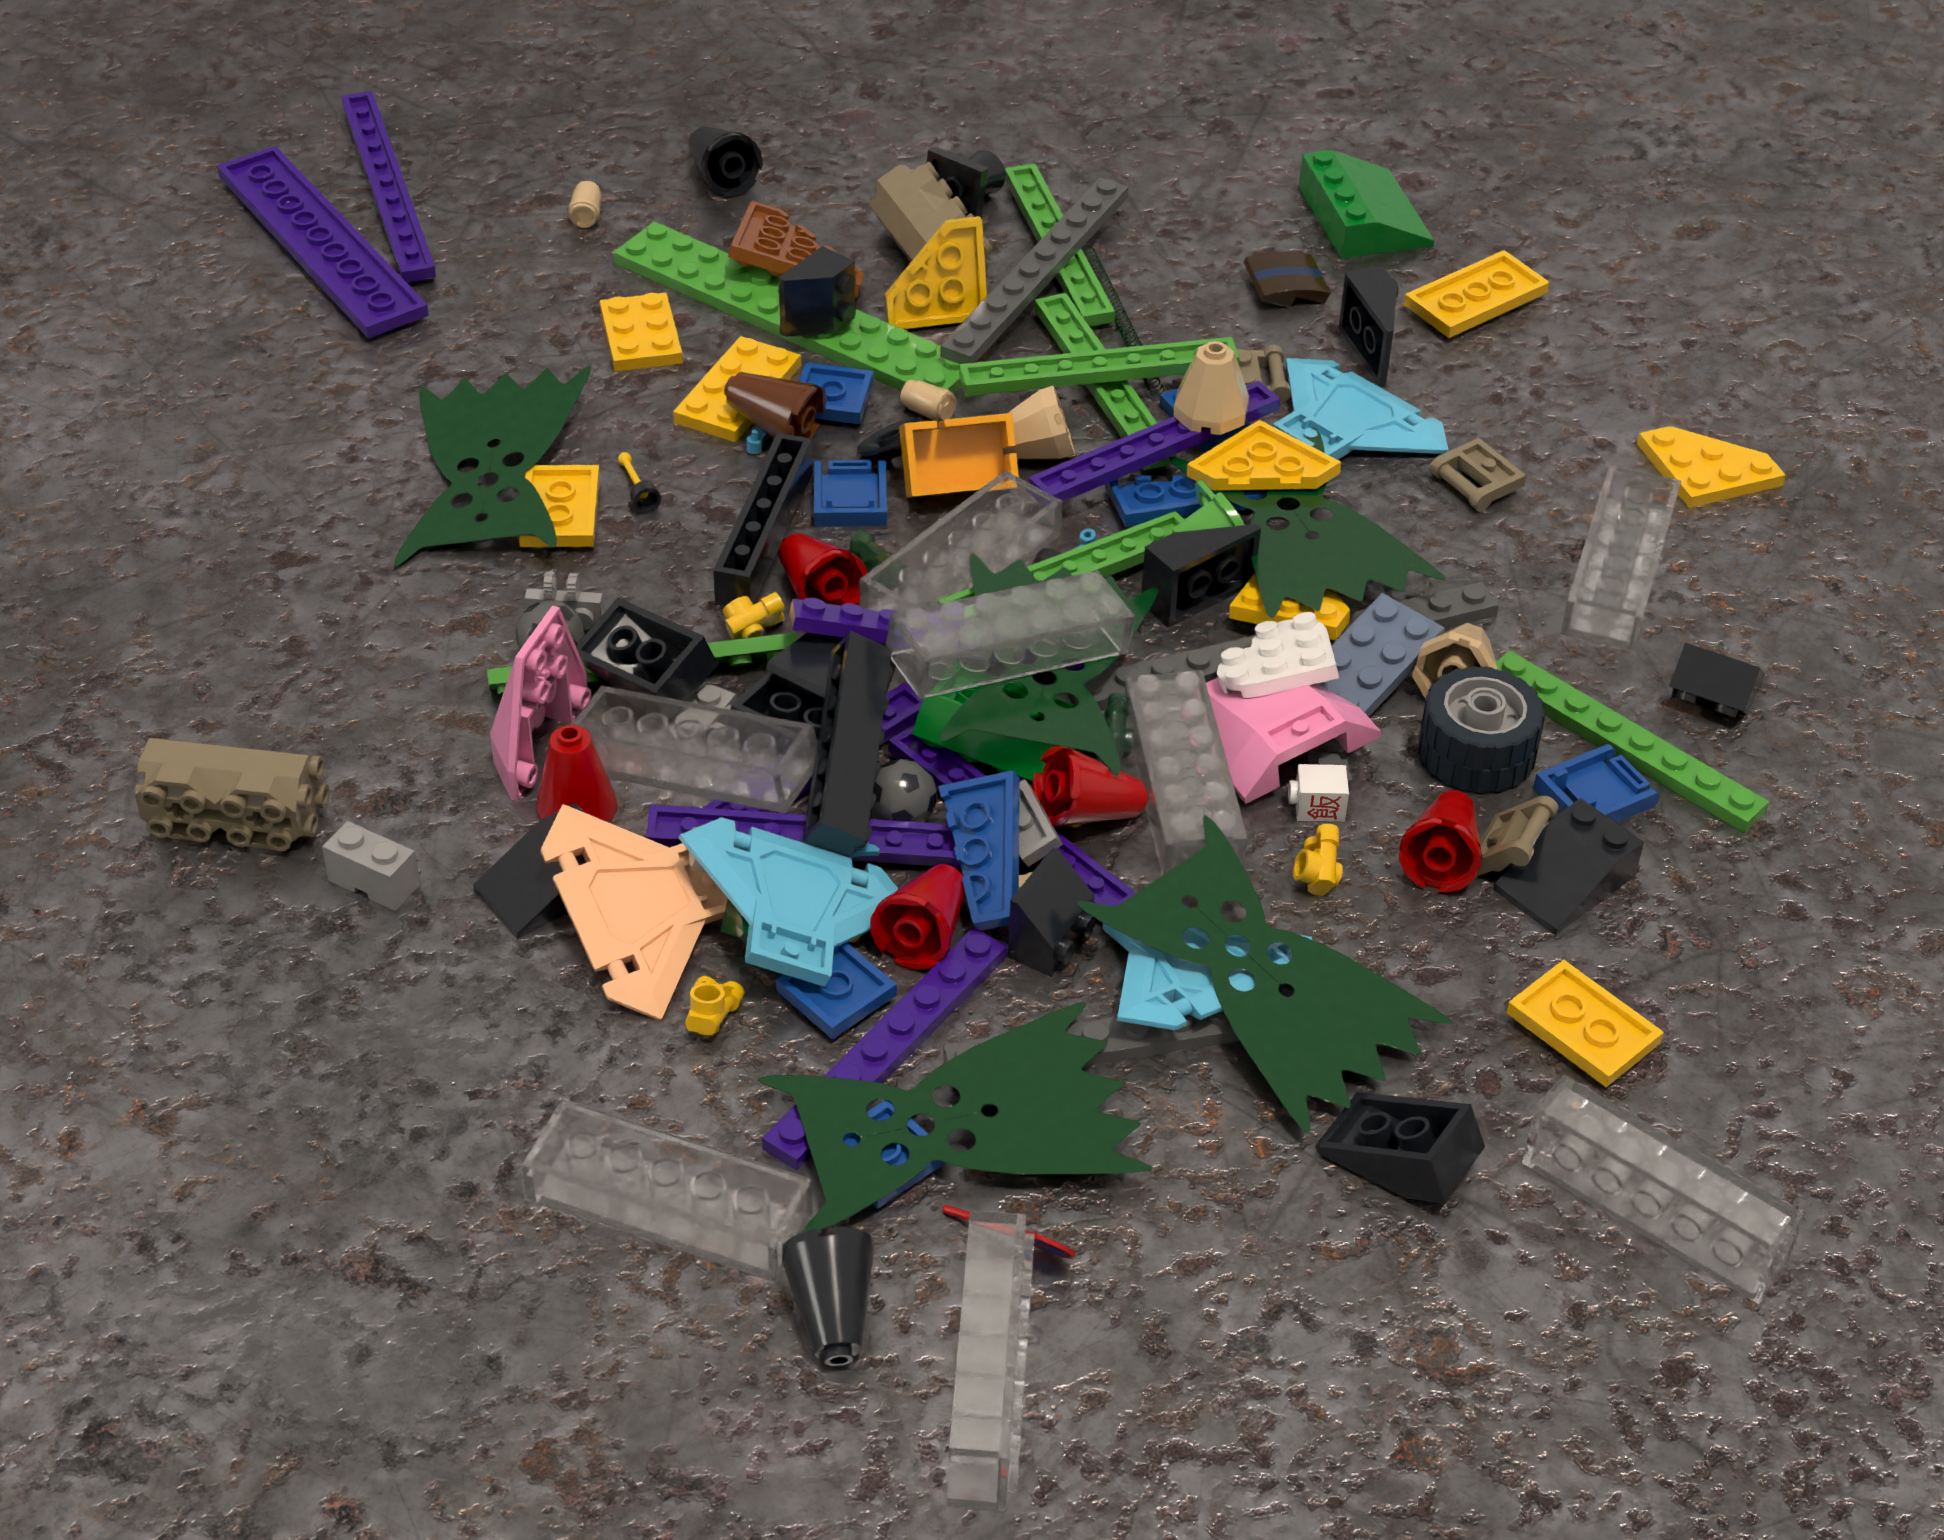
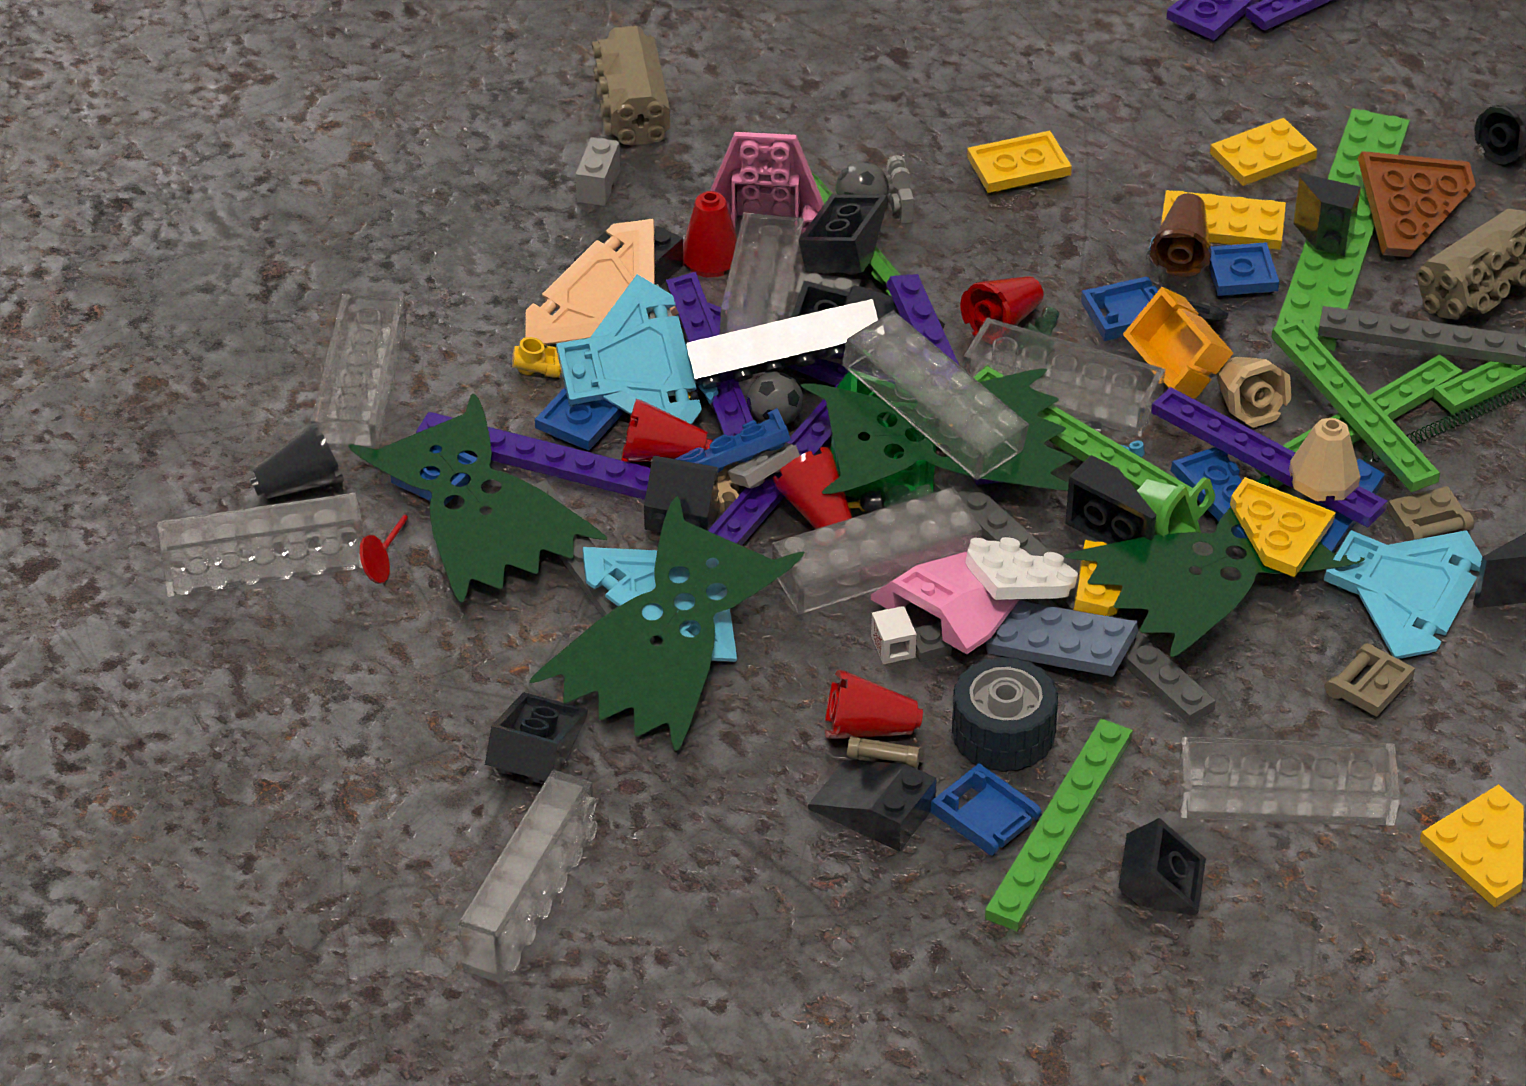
camera: 75 degrees right, 0 degrees up
(460, 429) = (1100, 102): dark green piece -> none
(585, 204) = (1406, 77): tan piece -> none
(648, 494) = (1057, 200): black hinge -> none
(749, 620) = (942, 285): yellow plate -> none
(763, 519) = (1050, 260): black brick -> none
(928, 400) = (1264, 318): tan piece -> none
(942, 280) = (1407, 281): yellow plate -> none
(1317, 861) = (808, 647): yellow plate -> none
(1452, 650) = (1089, 690): tan cone -> none
(1585, 1023) = (704, 828): yellow plate -> none

